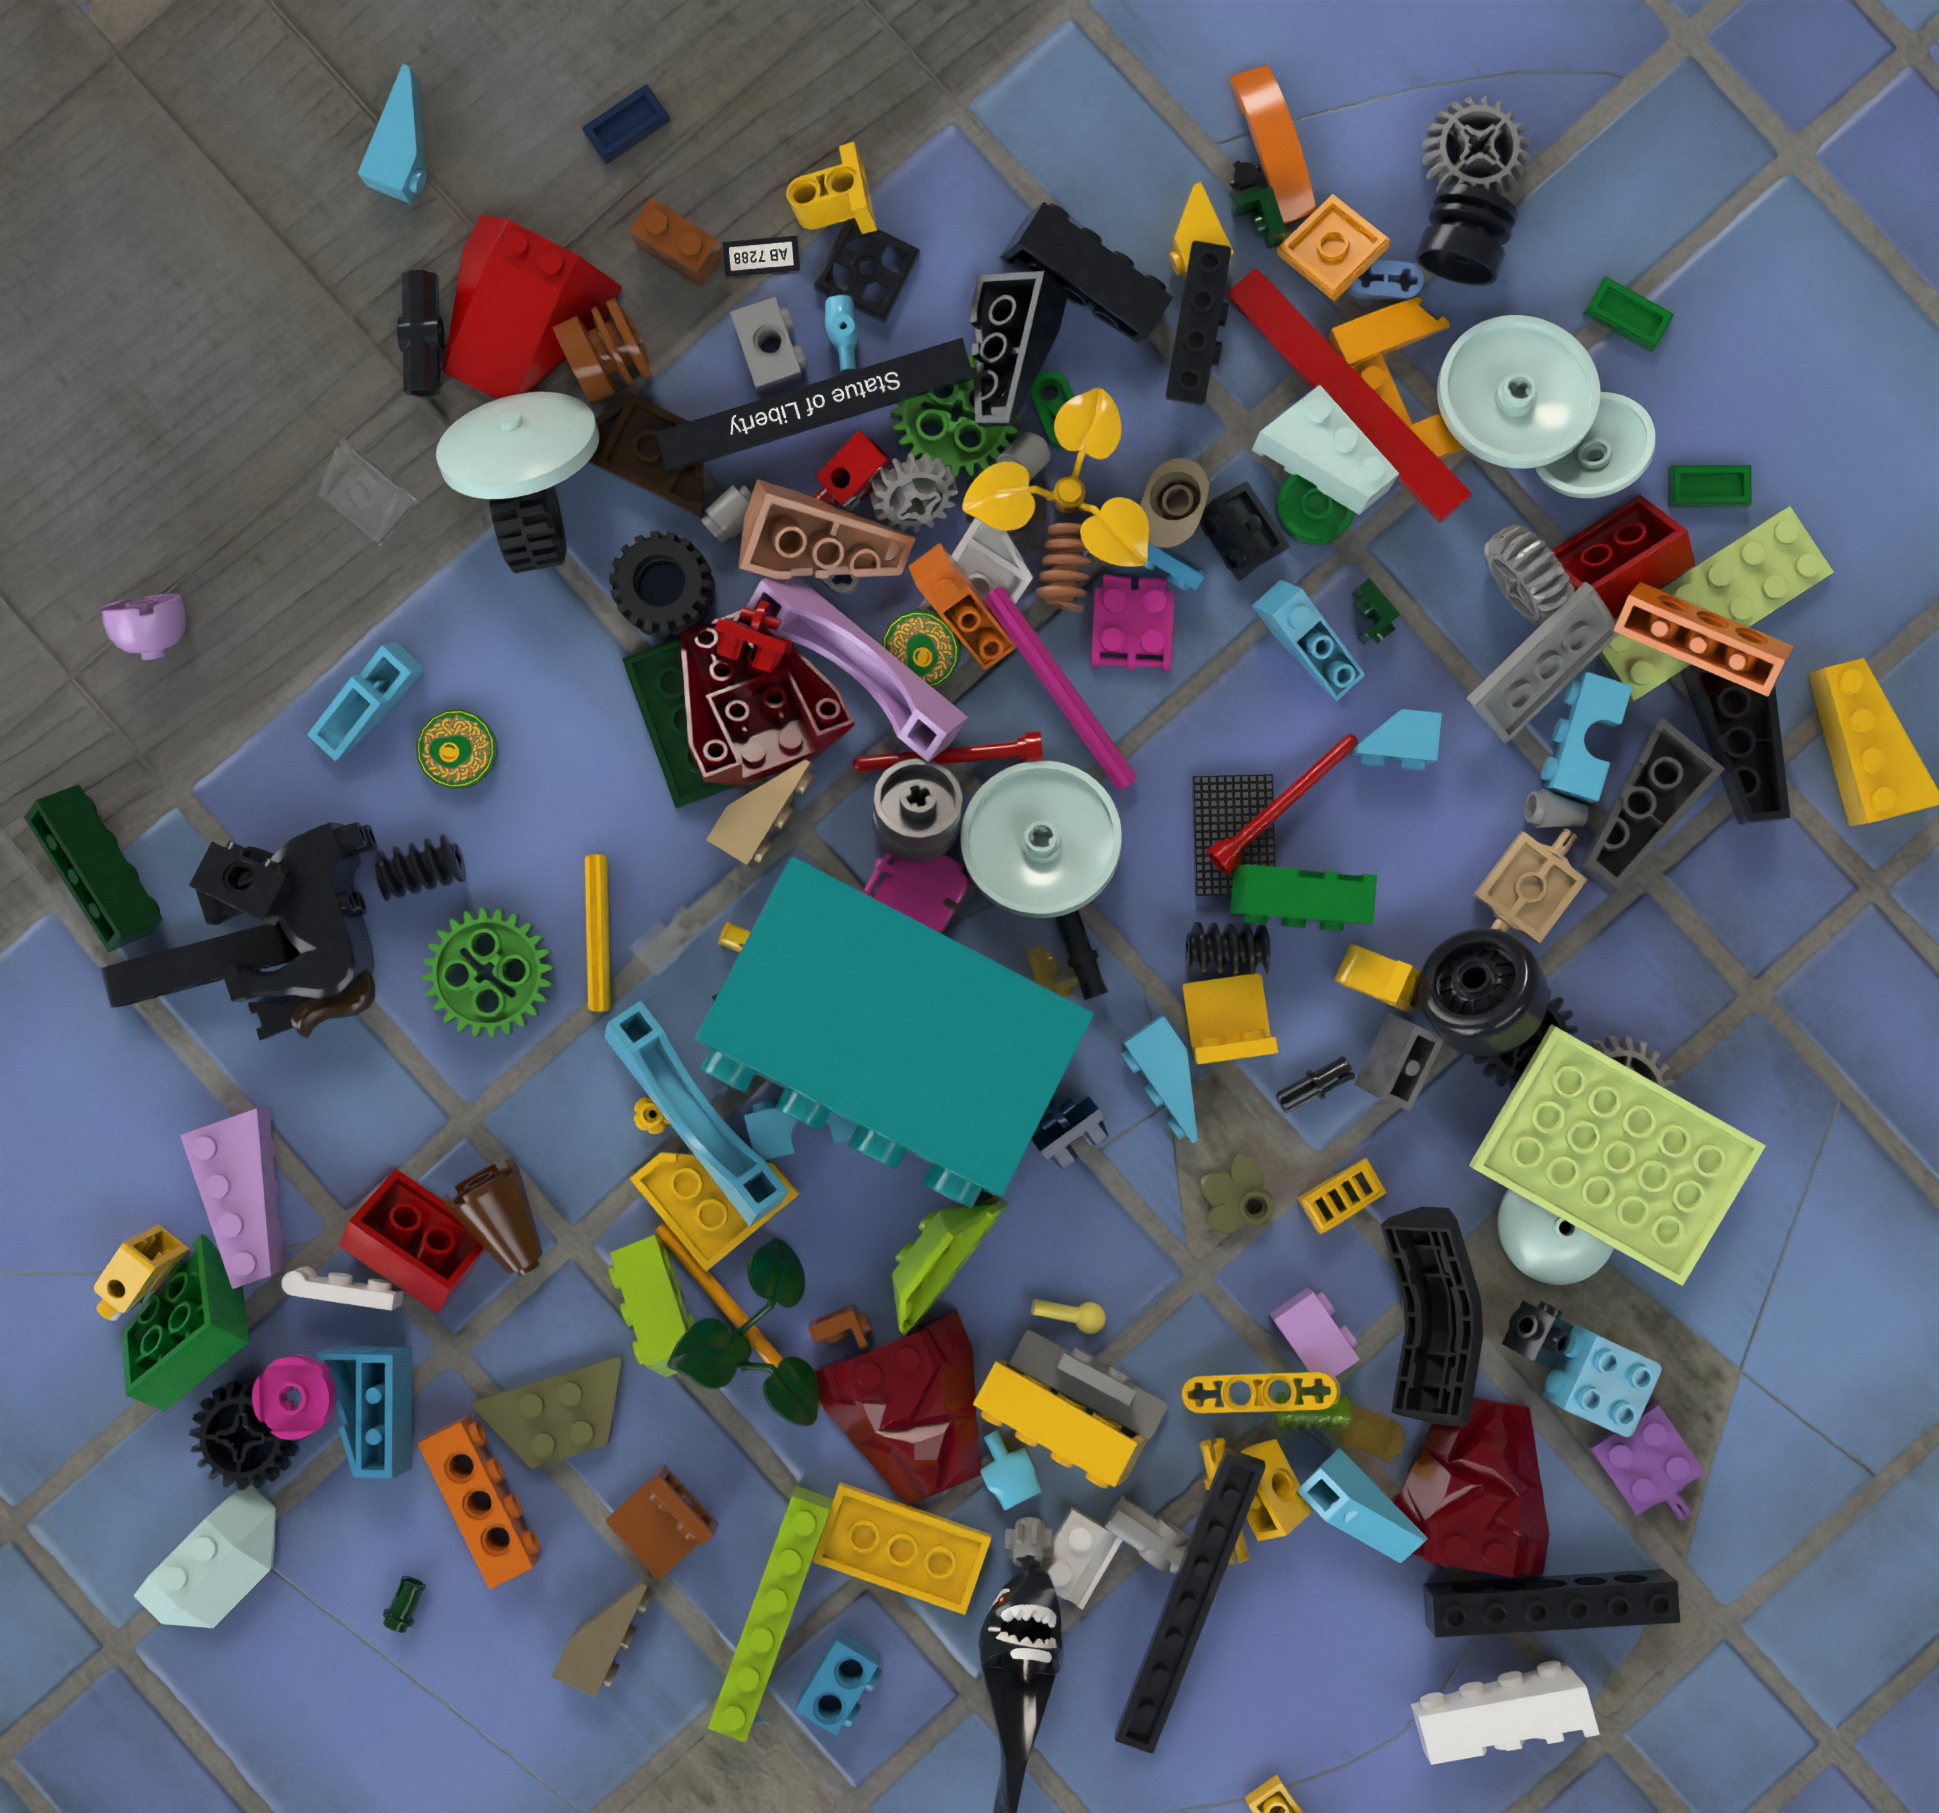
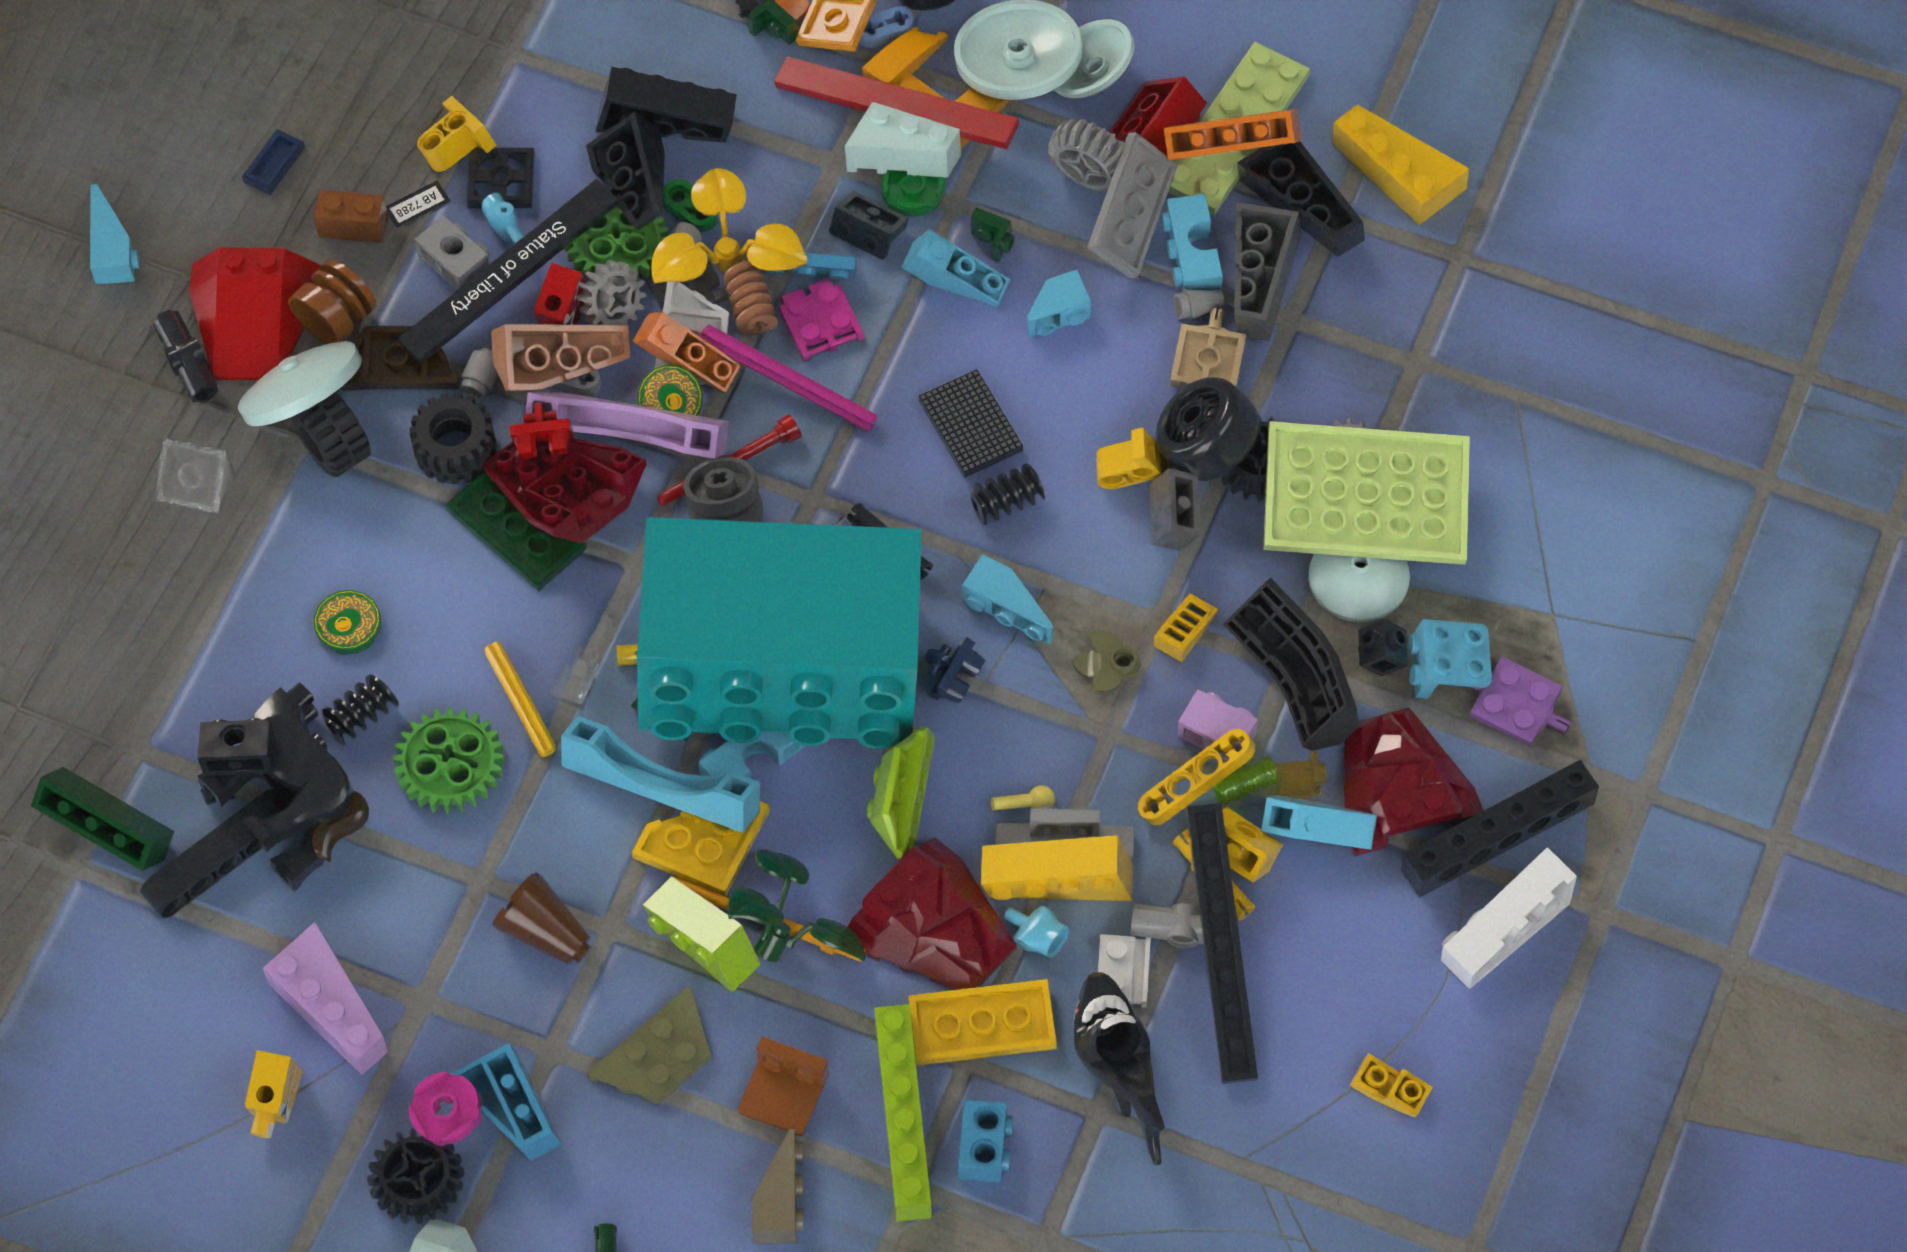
camera: 25 degrees left, 25 degrees down
(146, 624) = (65, 634): lavender cylinder -> none
(184, 1330) = (331, 1119): green wedge -> none
(342, 1289) = (443, 1035): white plate -> none
(365, 700) = (260, 617): medium azure slope -> none
(412, 1241) = (484, 975): red slope -> none
(495, 1560) = (665, 1177): orange brick -> none
(644, 1121) = (630, 812): yellow plate -> none
(751, 819) = (600, 563): tan slope -> none
(834, 1326) = (847, 883): dark orange bracket -> none
(1029, 1542) = (1077, 967): light grey gear -> none
(1041, 839) = (827, 477): light aqua dish -> none
(1175, 502) = (809, 217): dark tan piece -> none
(1196, 224) = (738, 56): yellow slope -> none
(1198, 323) = (764, 102): black bracket -> none
(1226, 854) = (971, 429): red piece -> none
(1228, 1019) = (1034, 544): yellow bracket -> none
(1302, 896) = (1043, 431): green wedge -> none
(1315, 1084) = (1123, 559): black axle -> none
(1709, 486) = (1191, 55): green tile -> none

